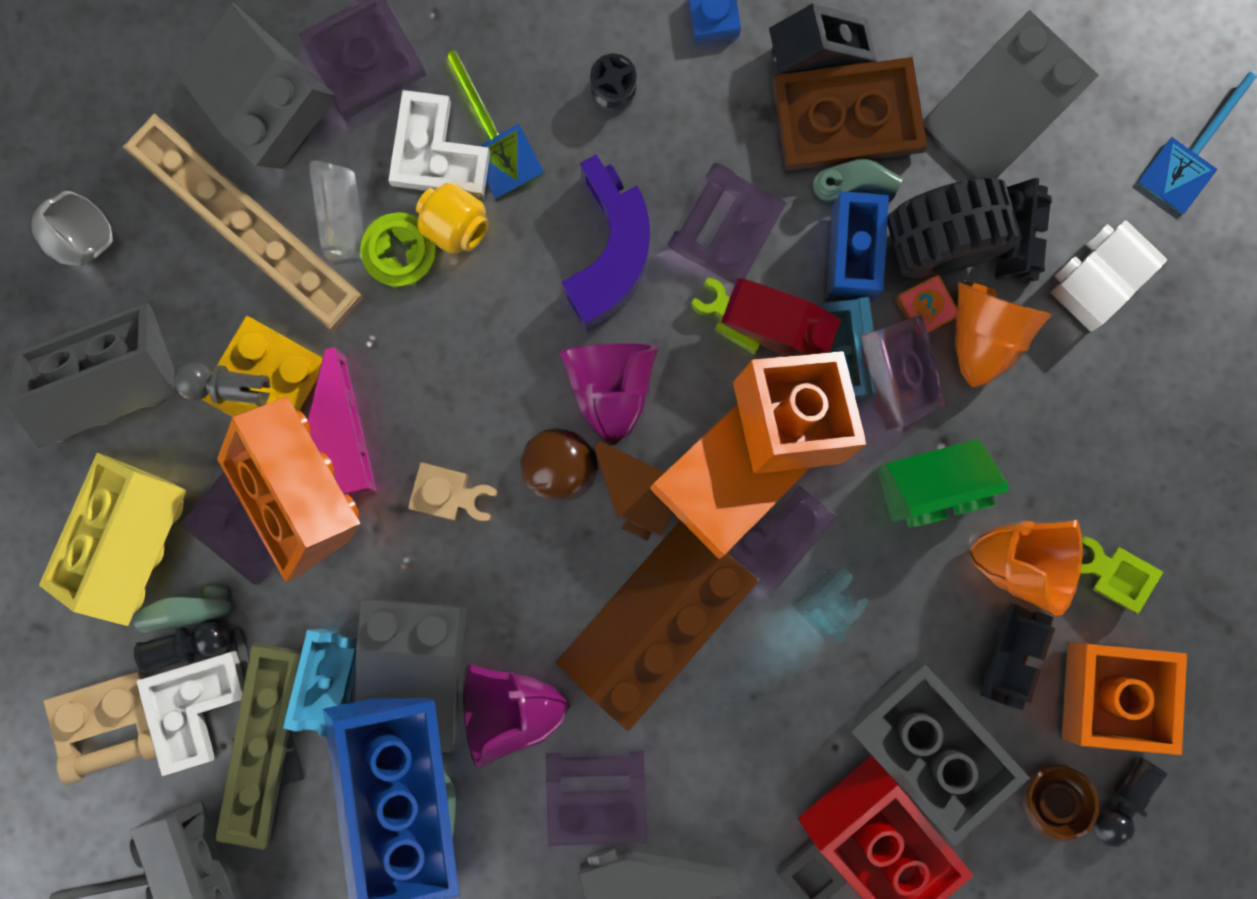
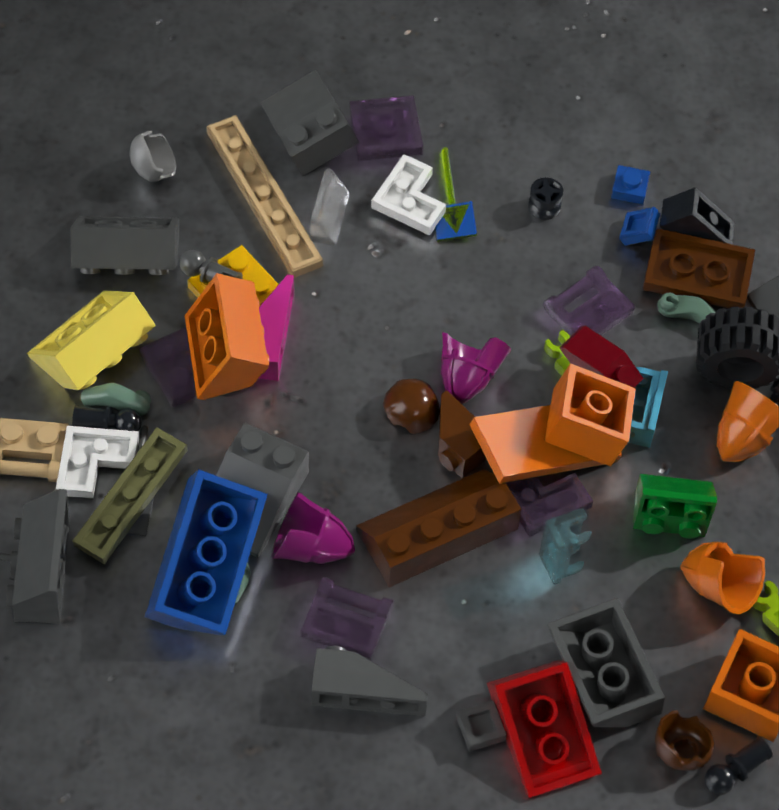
camera: 20 degrees right, 25 degrees down
(322, 679) = (194, 456): medium azure hinge -> none
(377, 244) = (372, 240): lime gear -> none
(444, 492) = (326, 395): tan plate -> none
(451, 218) = (404, 235): yellow head -> none
(615, 276) = (501, 305): dark purple arch -> none
(750, 77) = (639, 226): none -> blue tile
(857, 246) = (673, 340): blue brick -> none
(903, 372) = (674, 422): clear purple plate -> none
(931, 301) = (708, 401): tile -> none
(1020, 636) = (686, 634): black hinge -> none

